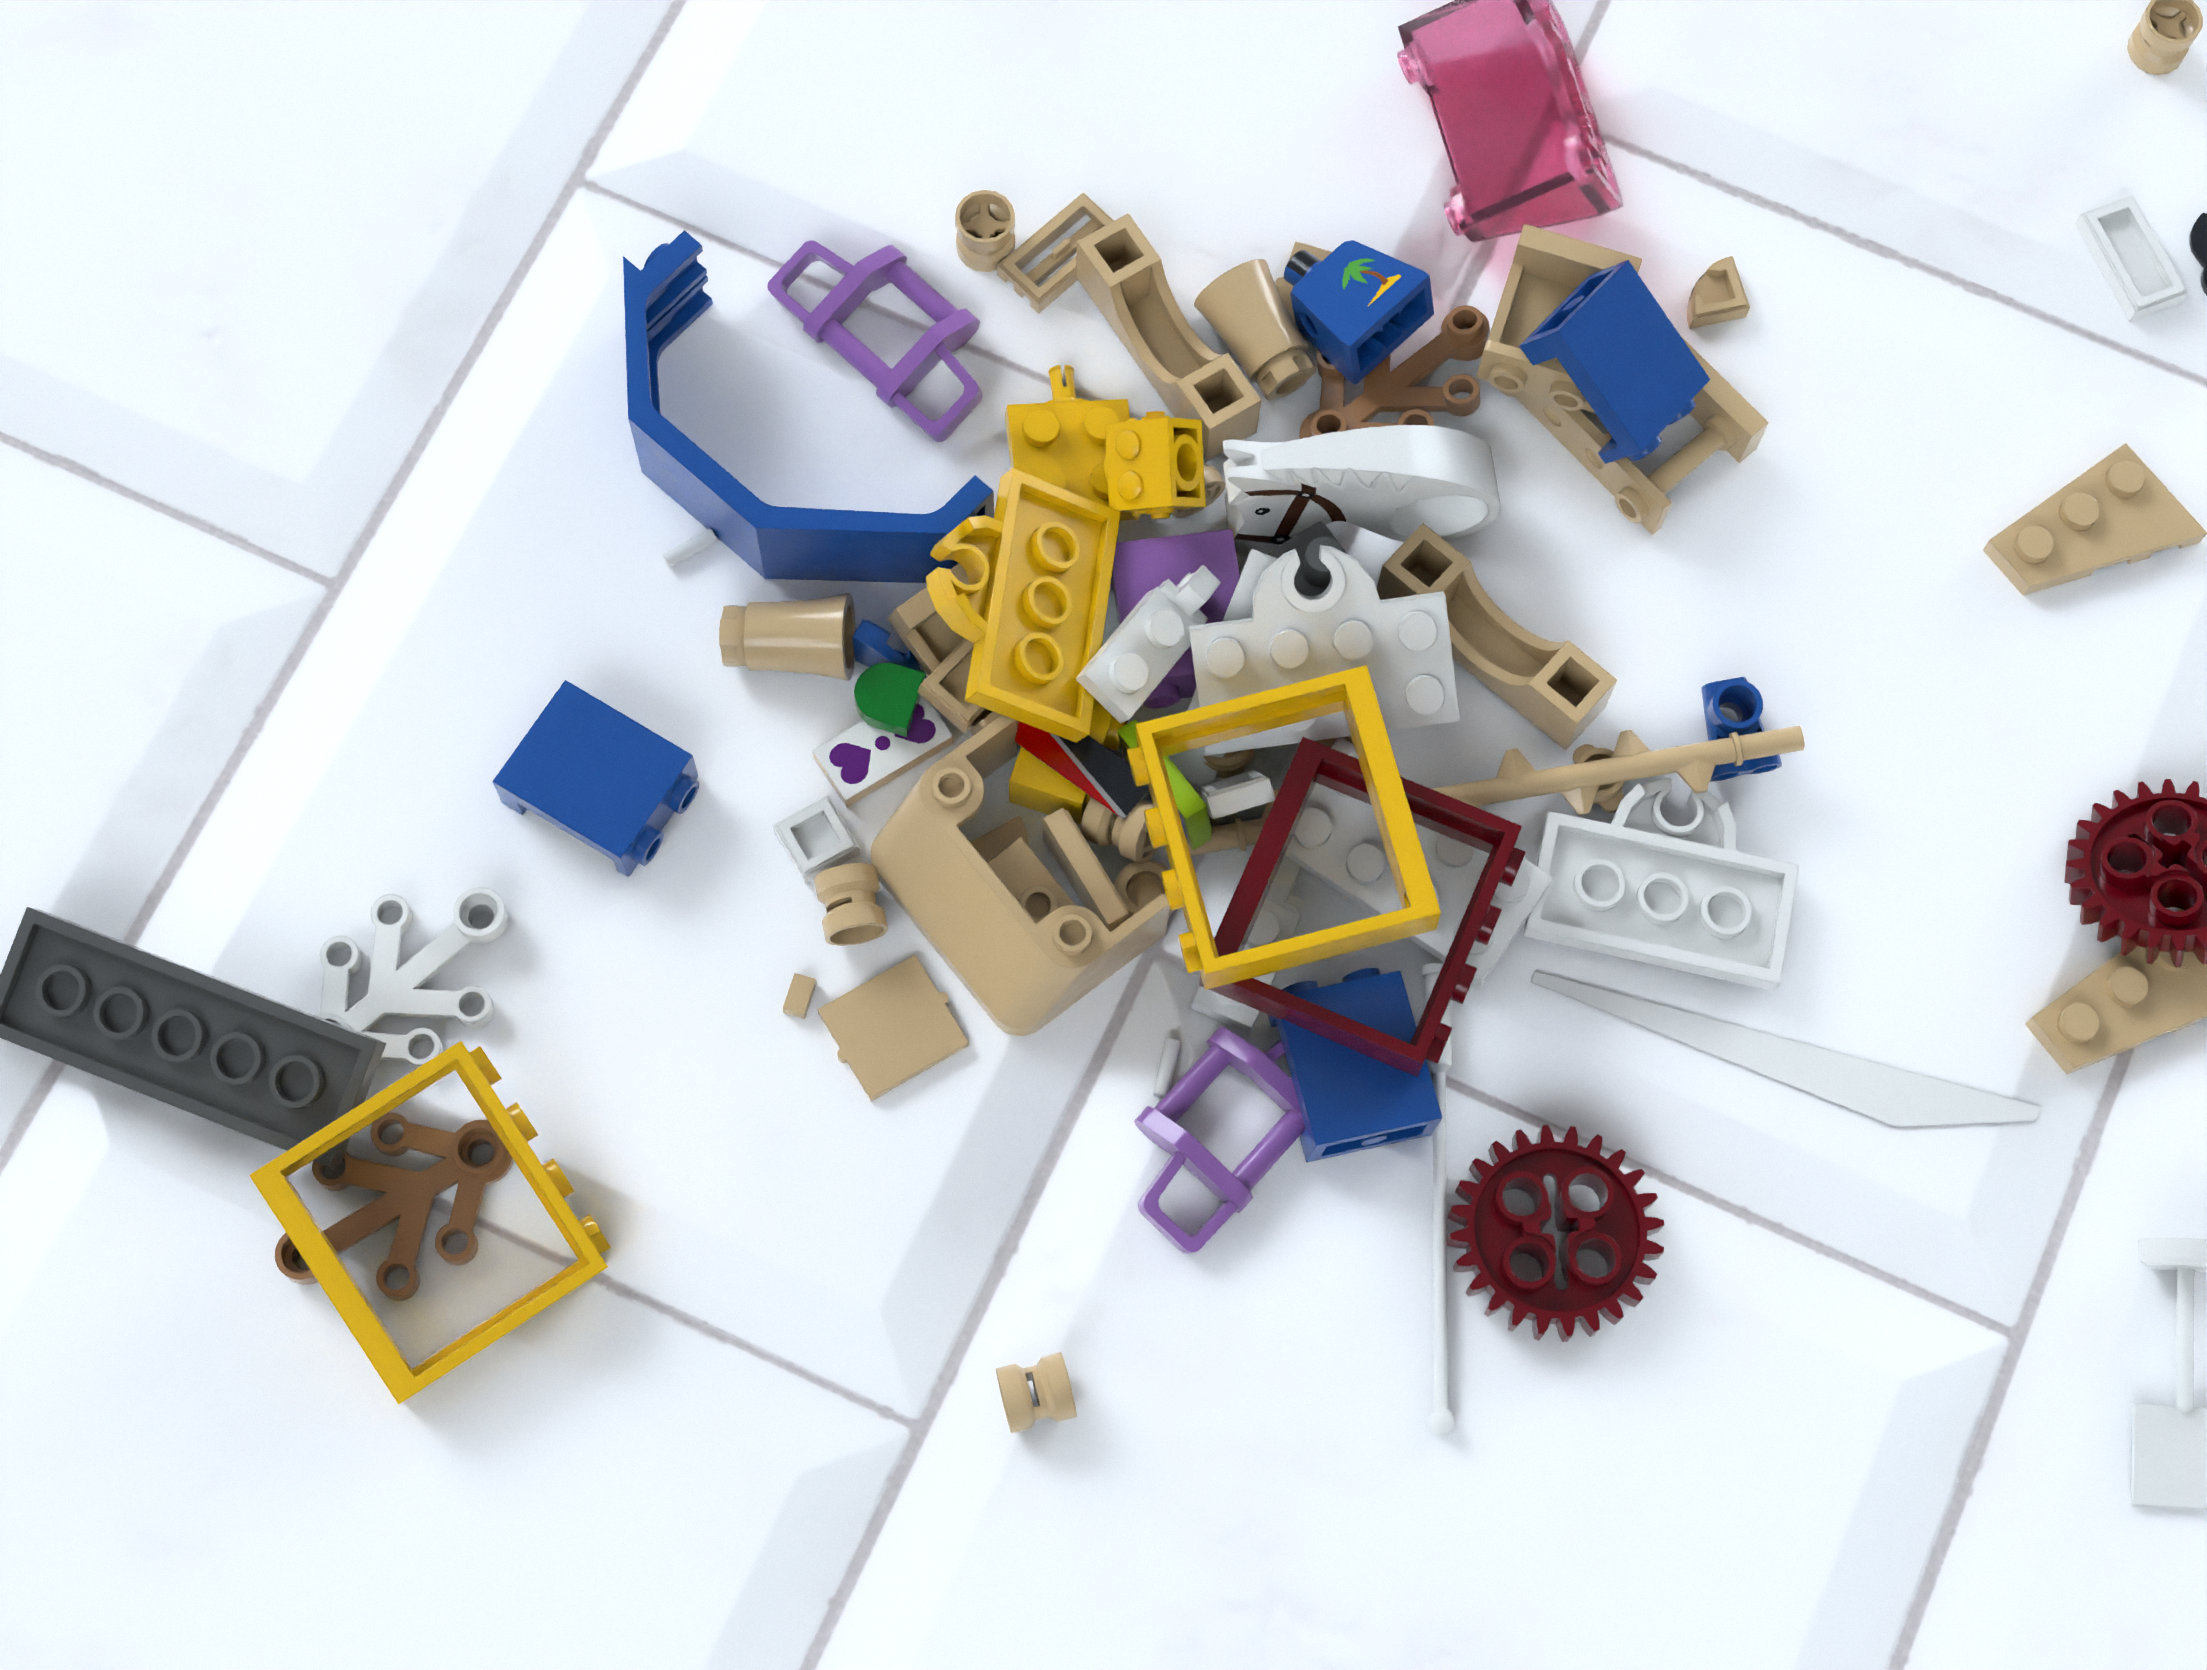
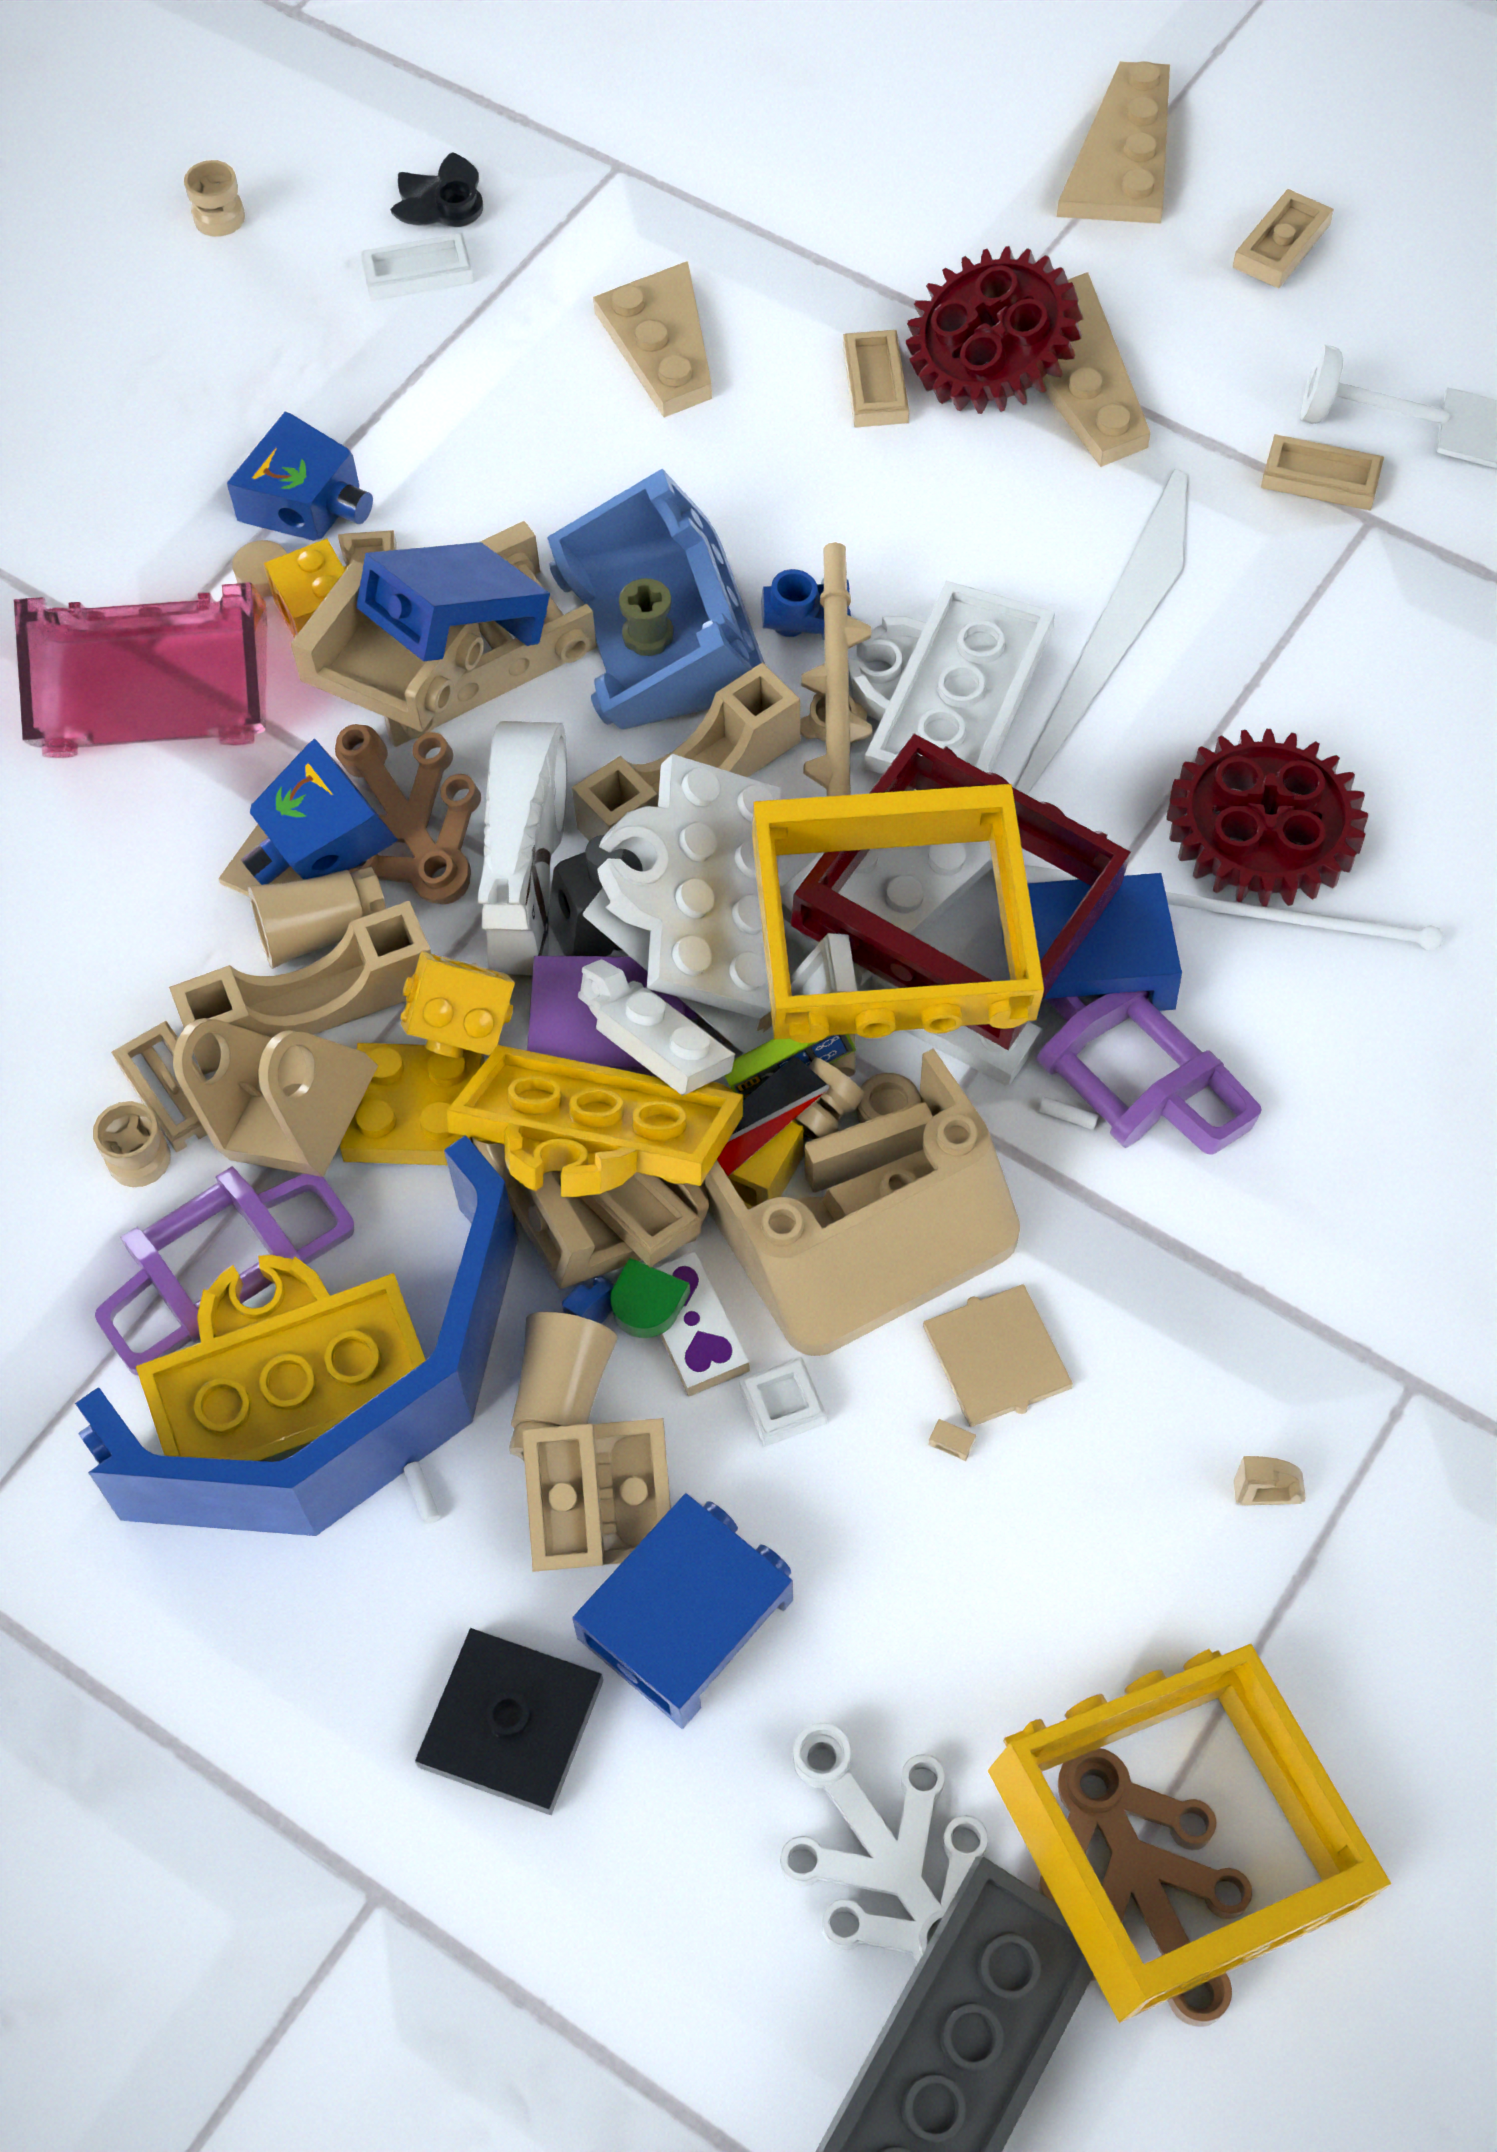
camera: 75 degrees left, 10 degrees down
(488, 657) = (510, 1721): none -> black plate
(692, 681) = (594, 1491): none -> tan slope
(774, 400) = (278, 1371): none -> yellow plate
(786, 1287) = (1268, 1482): none -> tan tile
(850, 904) = (852, 1368): tan wheel -> none
(1046, 332) = (275, 1097): none -> tan hose
(1050, 1387) = (1395, 1261): tan wheel -> none
(1657, 235) = (303, 581): none -> yellow head
(1675, 195) = (249, 564): none -> tan tile
(1689, 554) = (645, 607): none -> olive bush
(1700, 590) = (663, 537): none -> medium blue windscreen
(1787, 202) = (298, 482): none -> blue torso
(2070, 1272) = (1322, 472): none -> tan tile
(2090, 761) = (875, 378): none -> tan tile

